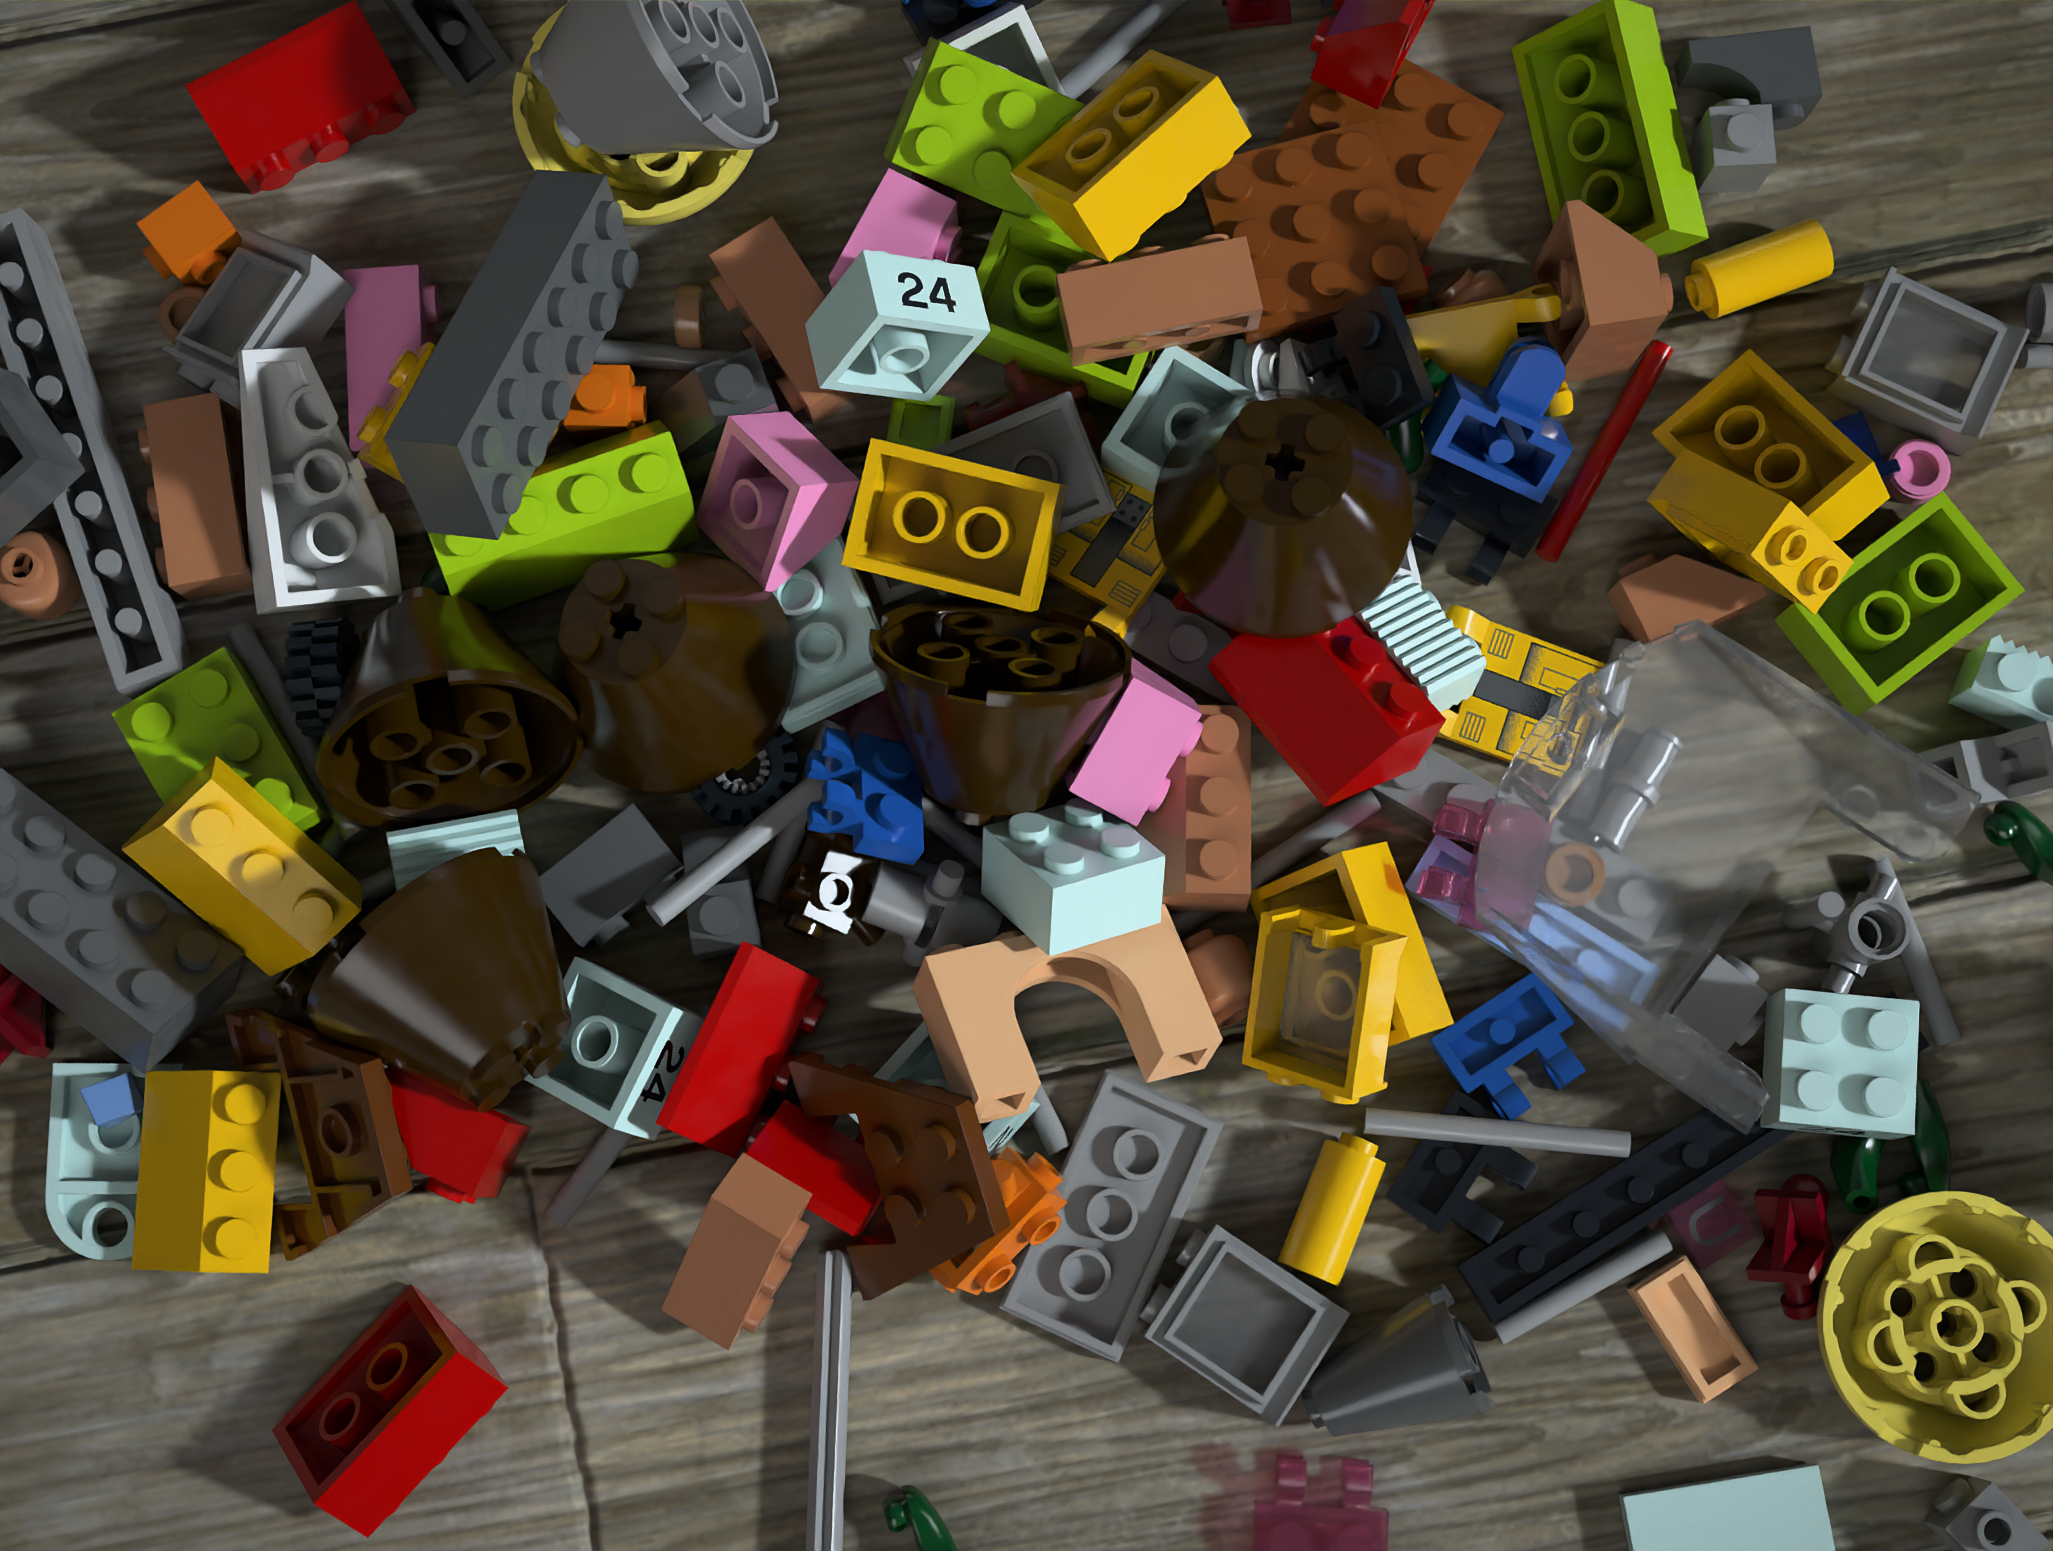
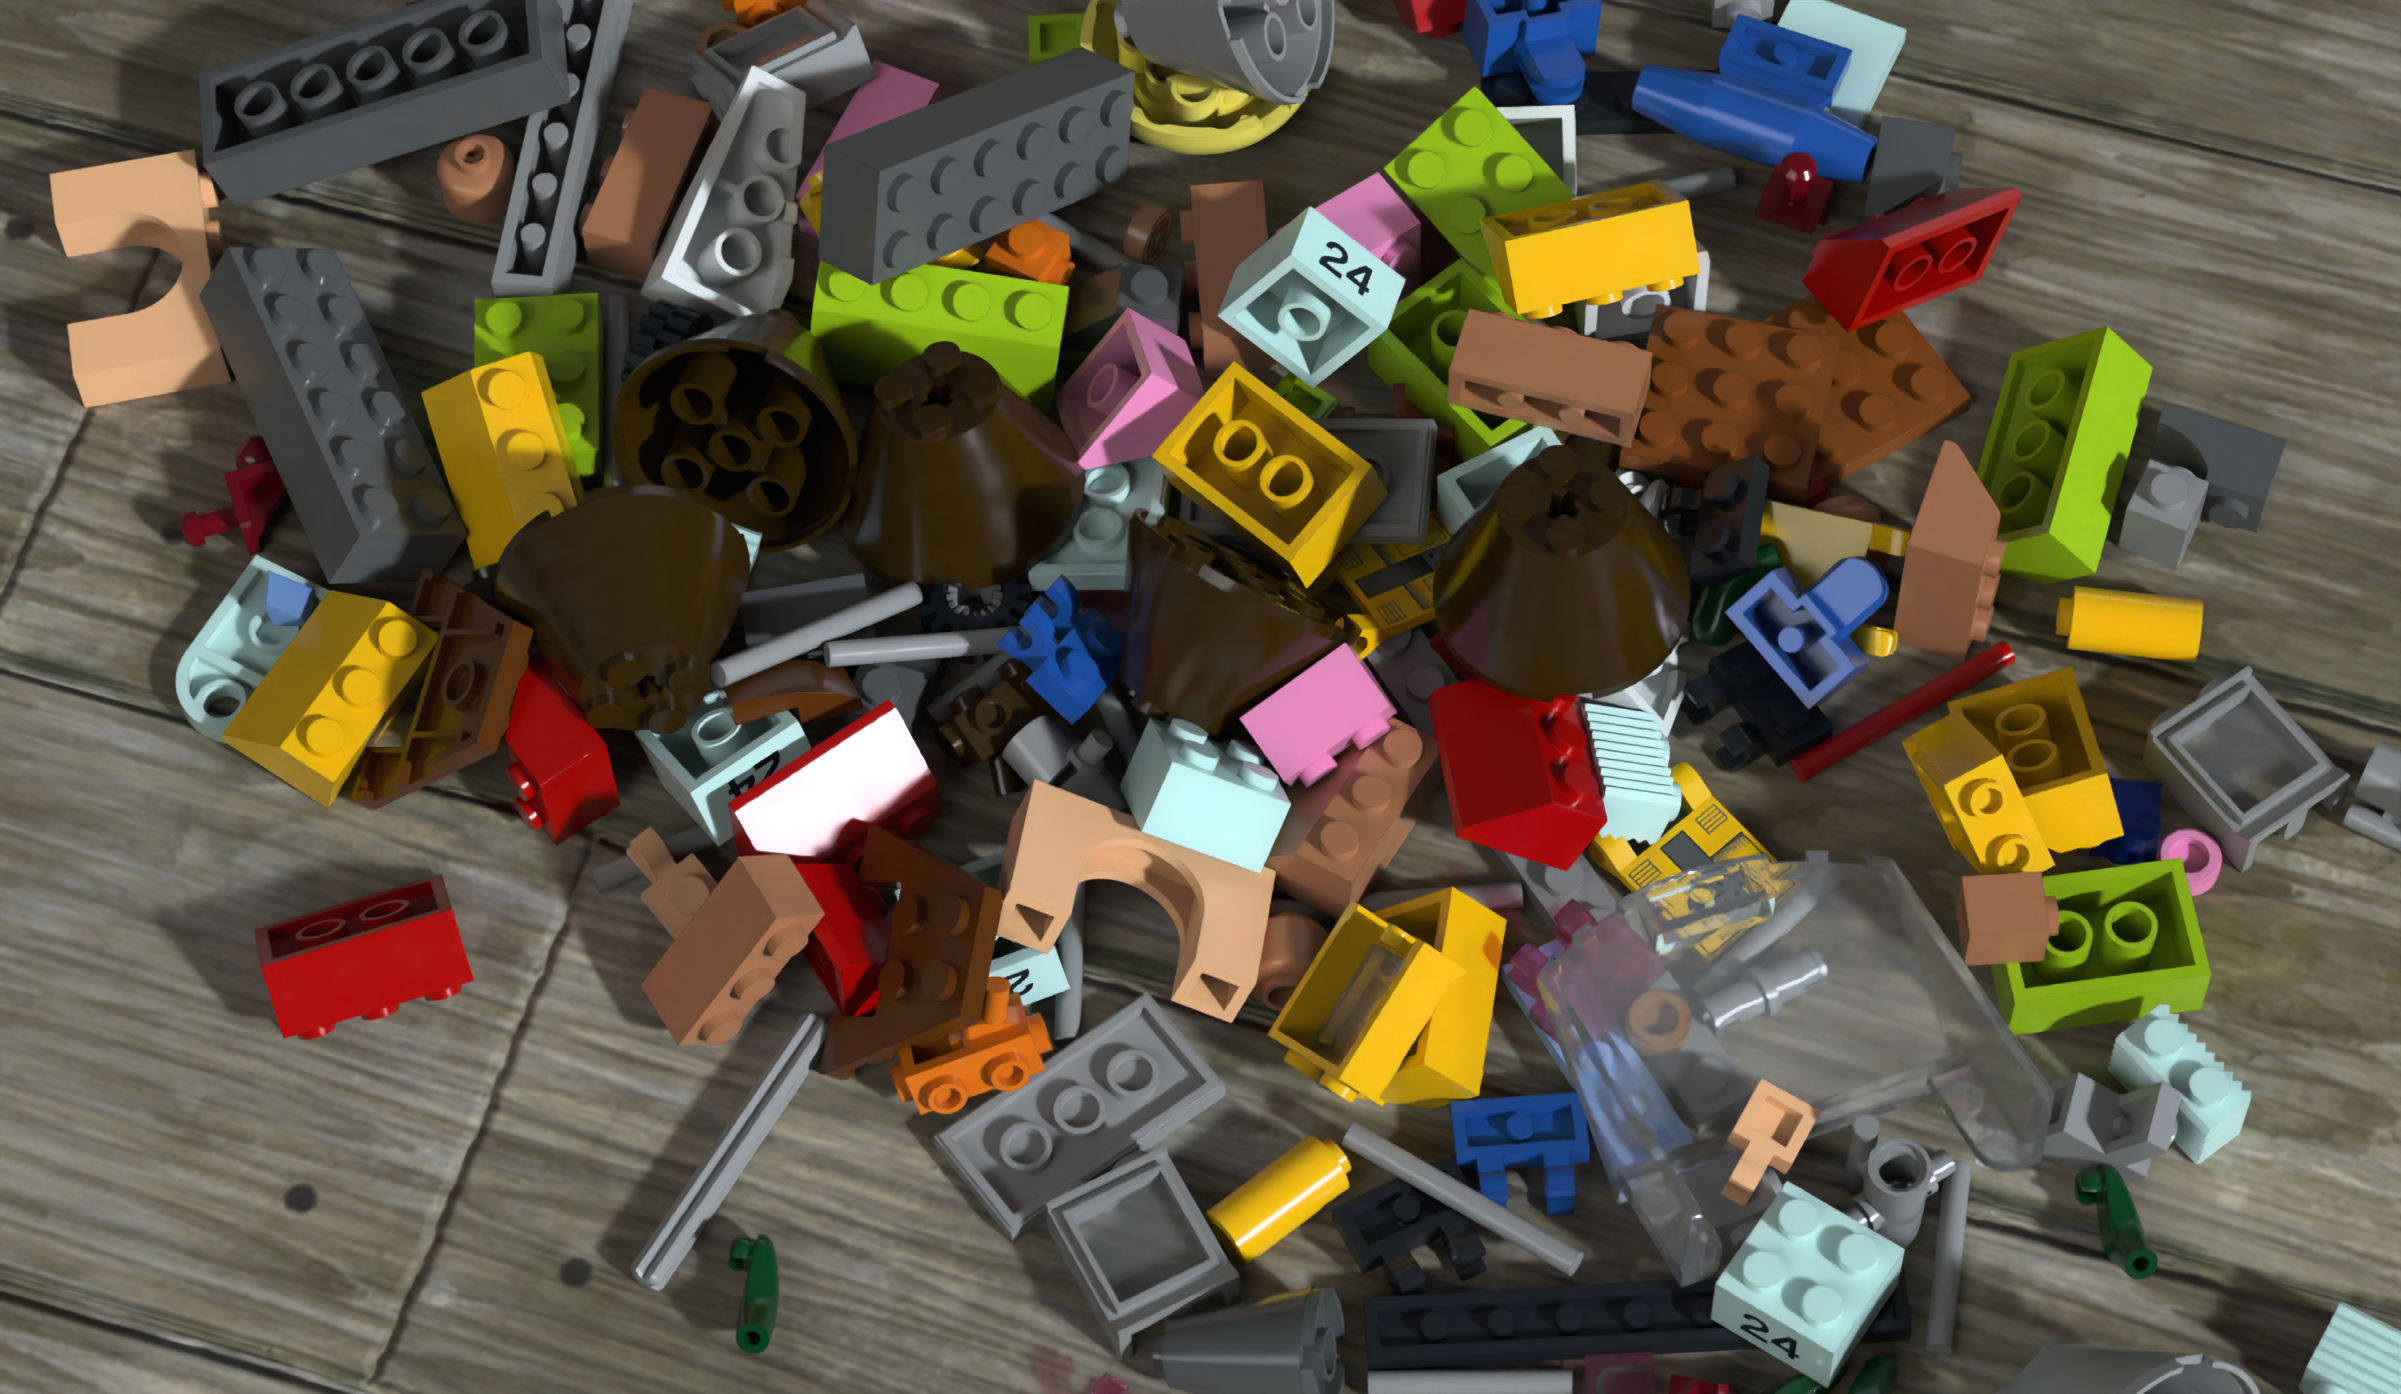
camera: 30 degrees right, 20 degrees down
(495, 157) = (1053, 35): none -> lime tile
(632, 903) = (815, 634): none -> light grey bar
(637, 971) = (800, 685): none -> reddish brown slope
(641, 1195) = (676, 888): none -> light nougat plate
(1675, 591) = (1901, 834): nougat slope -> none
(1740, 942) = (1769, 1134): none -> light nougat plate
(1839, 637) = (2005, 918): none -> nougat brick

